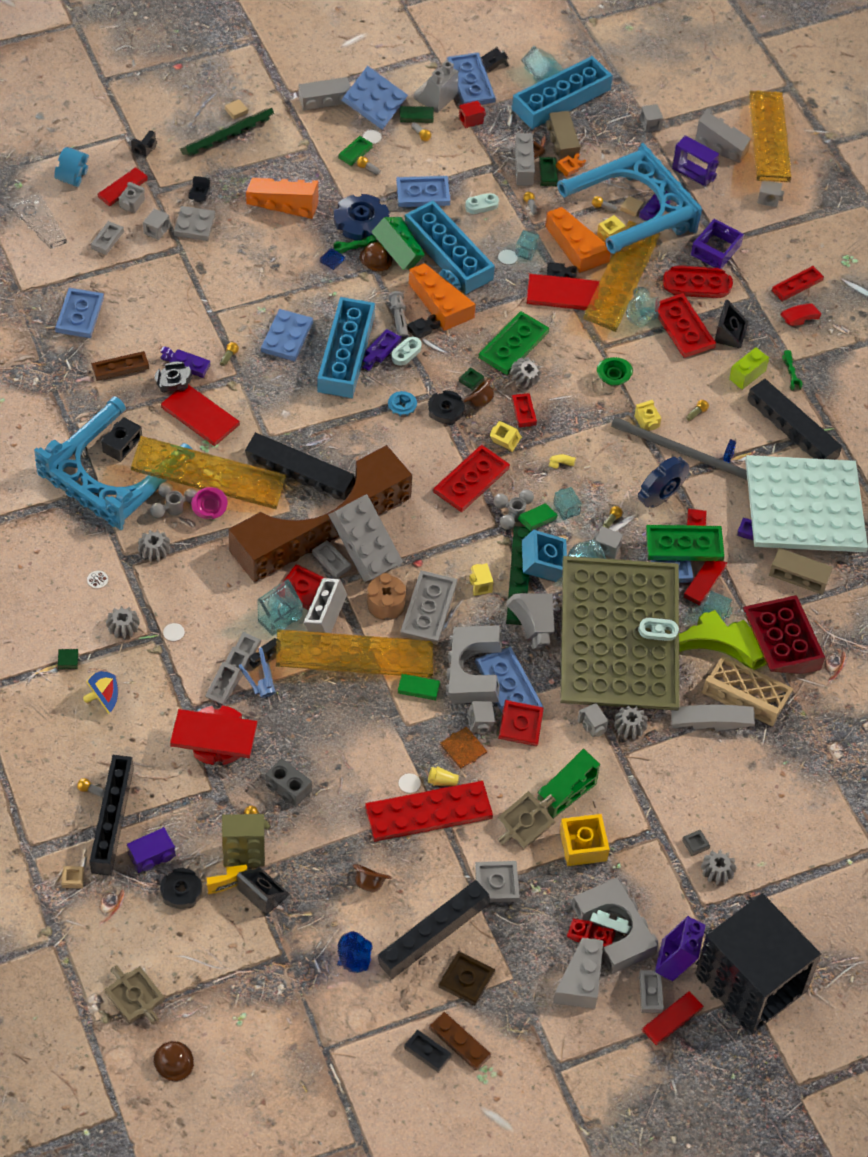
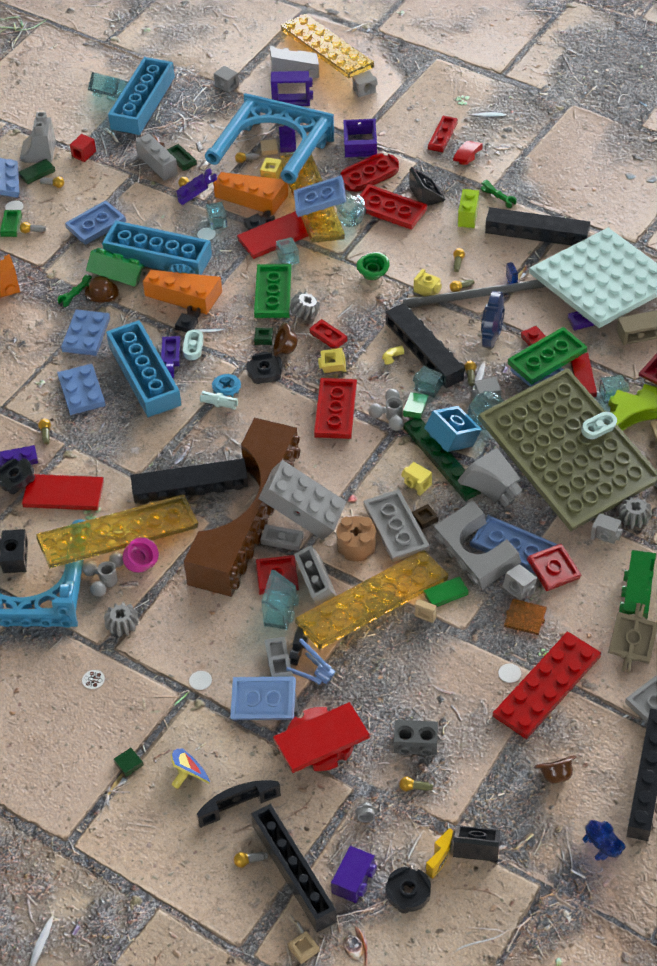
camera: 30 degrees left, 5 degrees down
(92, 734) = (263, 789): none -> black slope
(122, 622) = (151, 699): light grey gear -> none
(201, 676) = (263, 698): none -> light blue plate
(202, 812) = (365, 812): none -> light grey plate
(243, 840) = (432, 808): olive brick -> none
(332, 259) = (65, 311): clear blue tile -> none
(332, 285) = (85, 332): none -> medium blue plate
(359, 215) = (62, 267): dark blue piece -> none
(384, 412) = (218, 400): none -> light aqua pin
(386, 690) = (425, 610): none -> tan tile
(398, 309) = (157, 318): light grey pin -> none
(442, 777) = (532, 650): light yellow cone -> none
(458, 615) = (425, 516): none -> dark brown plate
(472, 79) = (65, 127): medium blue tile -> none
(482, 203) = (150, 206): light aqua plate -> none
(495, 58) = (64, 100): black bracket -> none
(530, 207) = (195, 186): none -> dark purple plate
(556, 315) = (287, 251): none -> clear light blue brick
(563, 134) = (170, 125): dark tan brick -> none
(570, 166) = (195, 143): orange plate -> none
(594, 469) = (424, 344): none -> black brick
(620, 279) = (319, 196): none -> medium blue plate
(671, 433) = (457, 285): none -> piece

